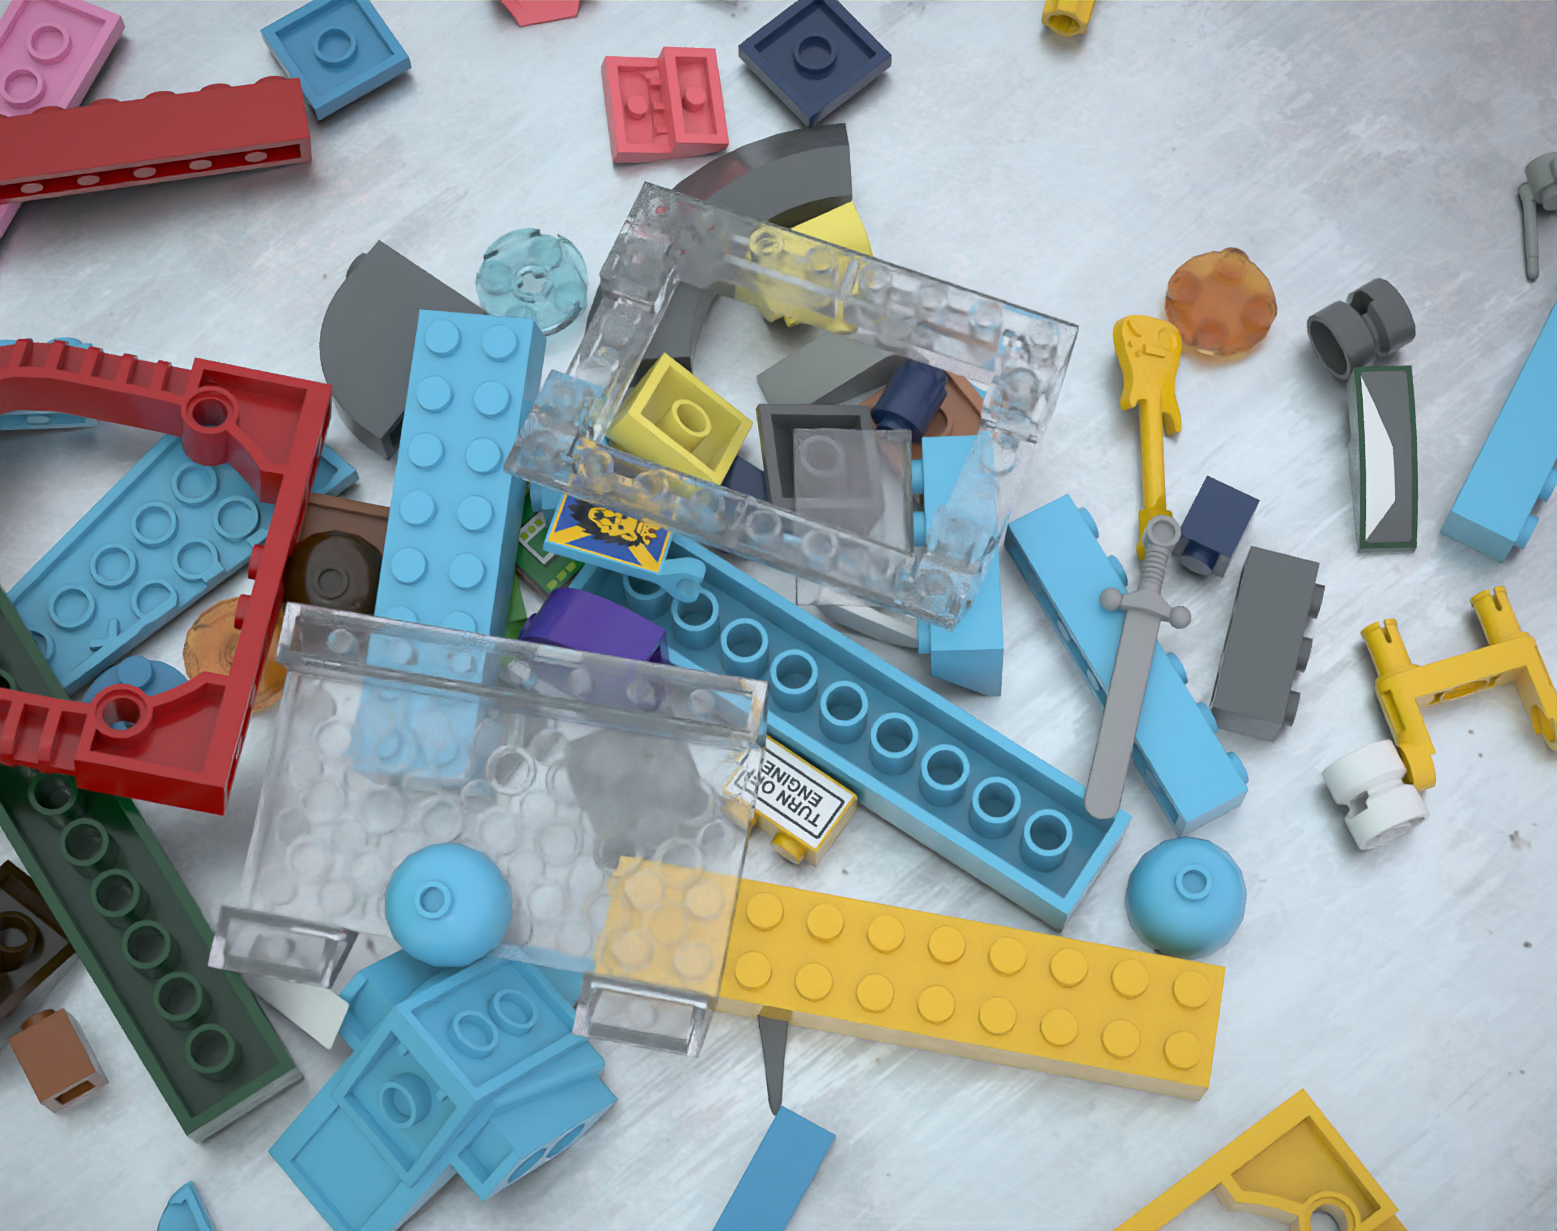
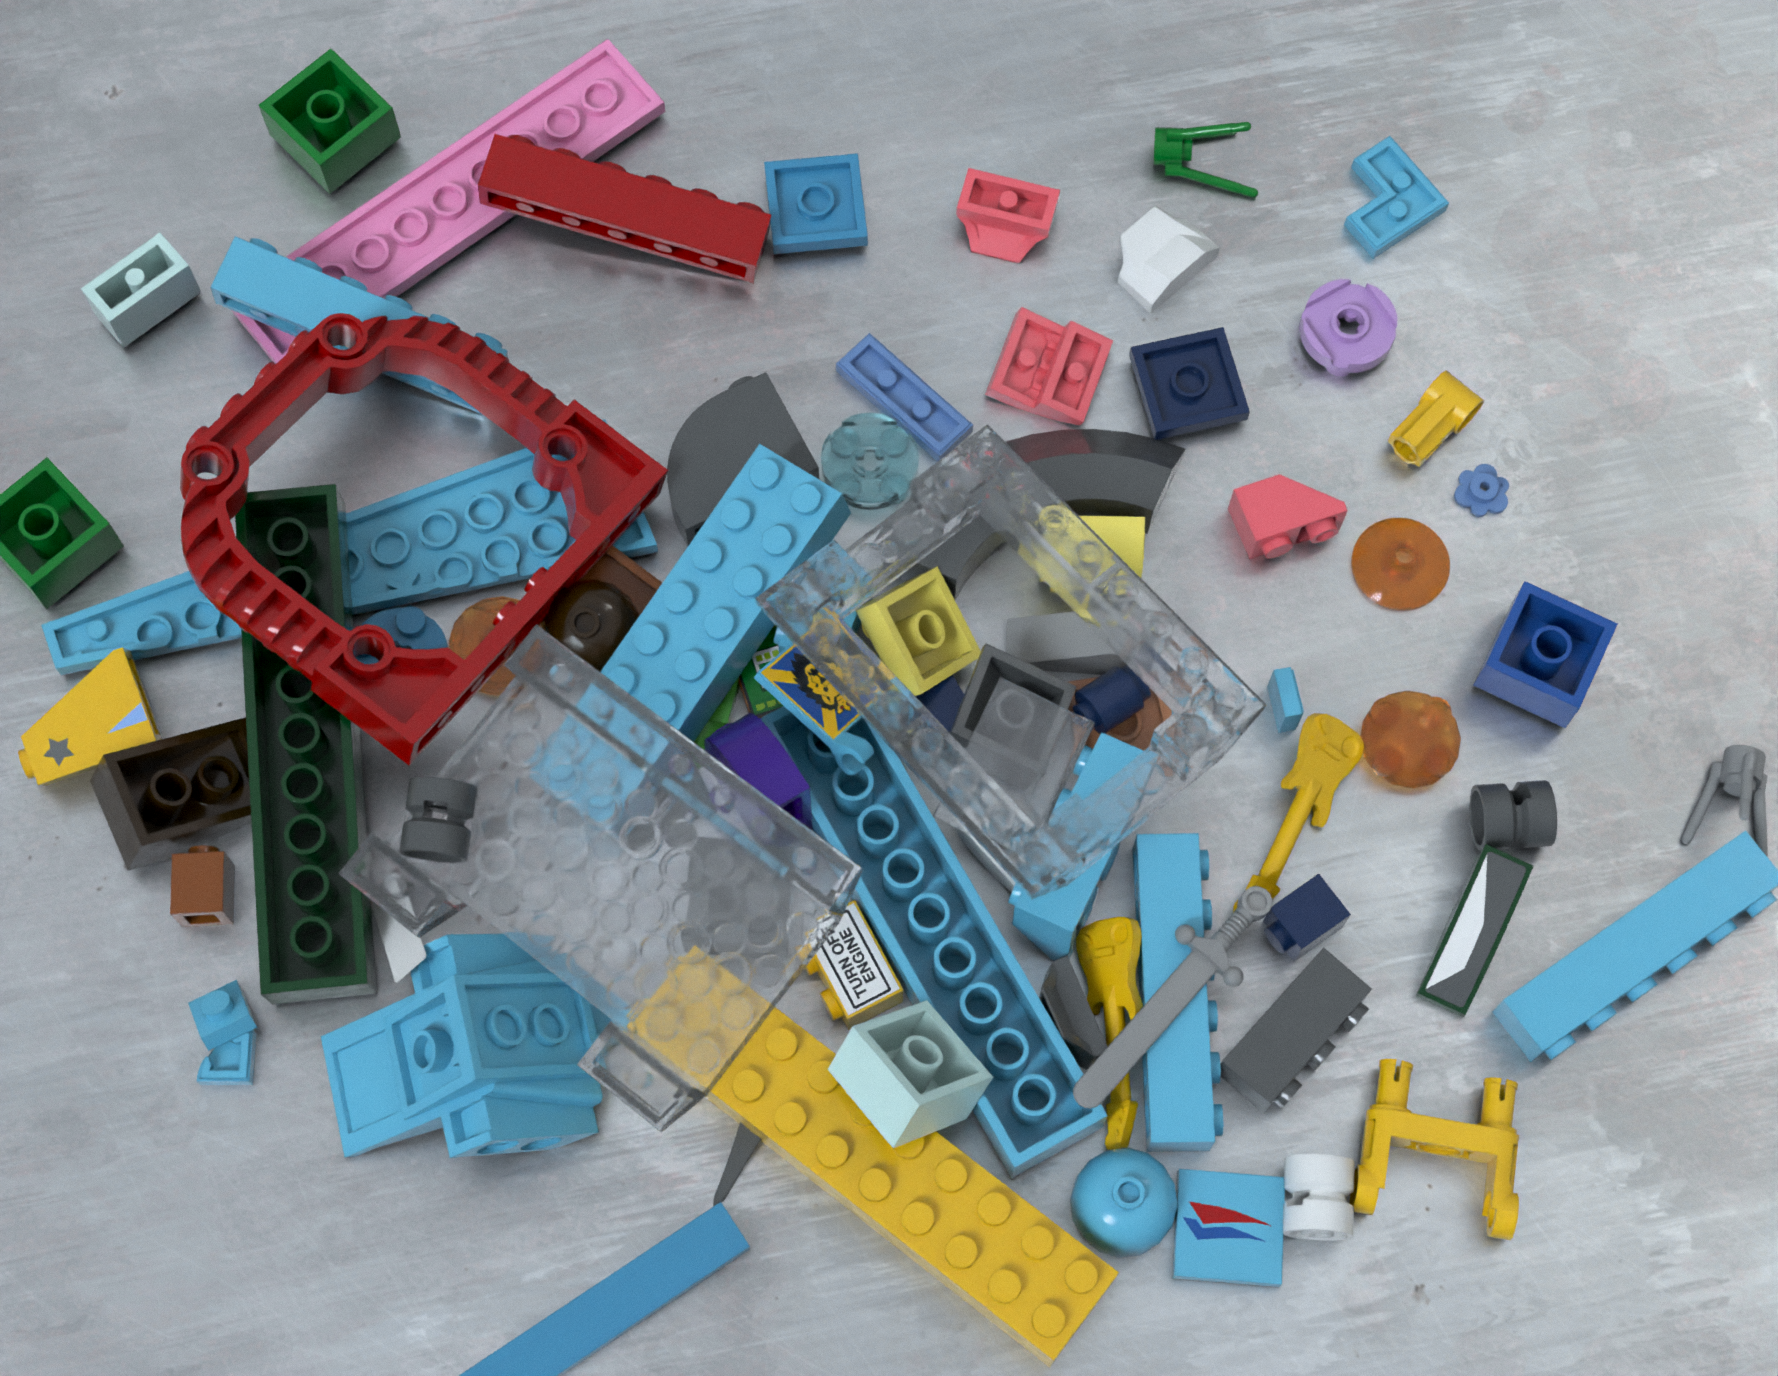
camera: 25 degrees right, 0 degrees up
(150, 1181) = (222, 1015): none -> medium azure plate
(296, 875) = (433, 837): none -> dark grey wheel
(448, 905) = (539, 917): medium azure cylinder -> none
(531, 201) = (904, 397): none -> medium blue tile
(915, 872) = (909, 1073): none -> light aqua brick
(977, 140) = (1282, 513): none -> coral slope
(1037, 732) = (1071, 1012): none -> dark grey slope
(1045, 665) = (1109, 960): none -> yellow piece
(1072, 307) = (1285, 699): none -> medium azure tile
(1114, 157) = (1398, 583): none -> clear orange dish
(1149, 37) = (1480, 501): none -> medium blue plant
(1302, 870) = (1229, 1228): none -> medium azure tile
(1309, 156) = (1545, 654): none -> blue brick

